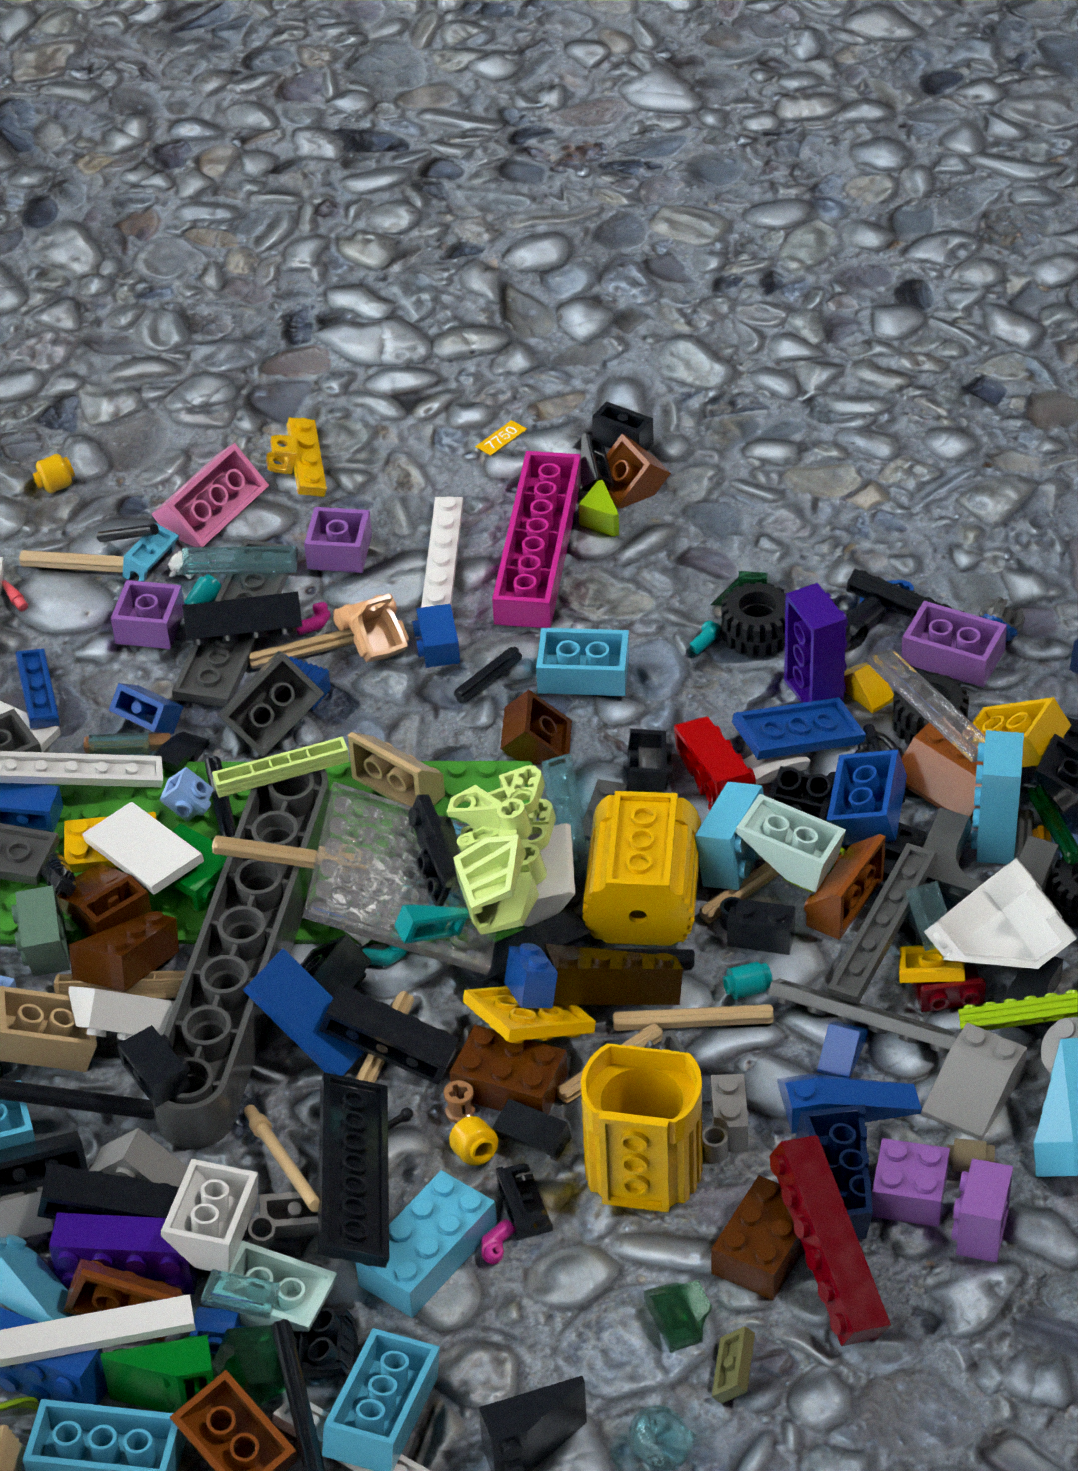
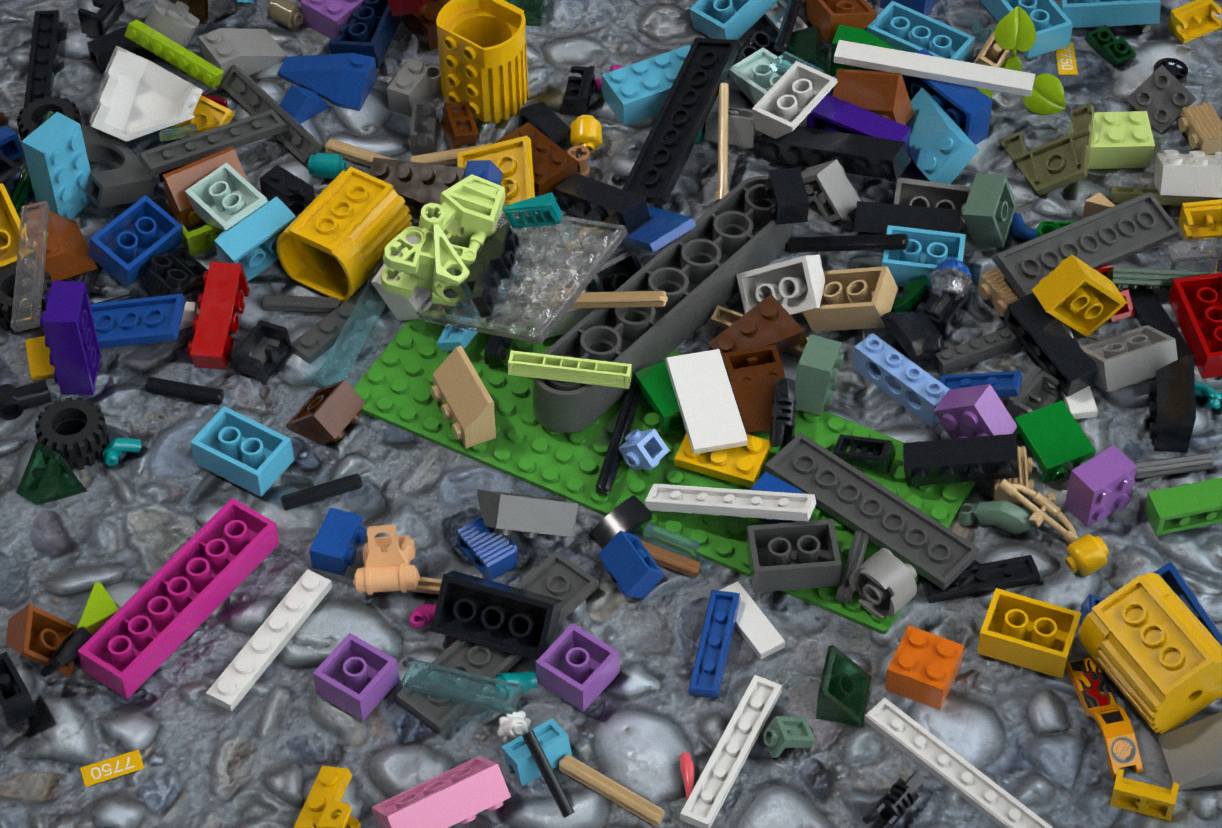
camera: 155 degrees left, 5 degrees up
(695, 708) = (184, 390): none -> black axle

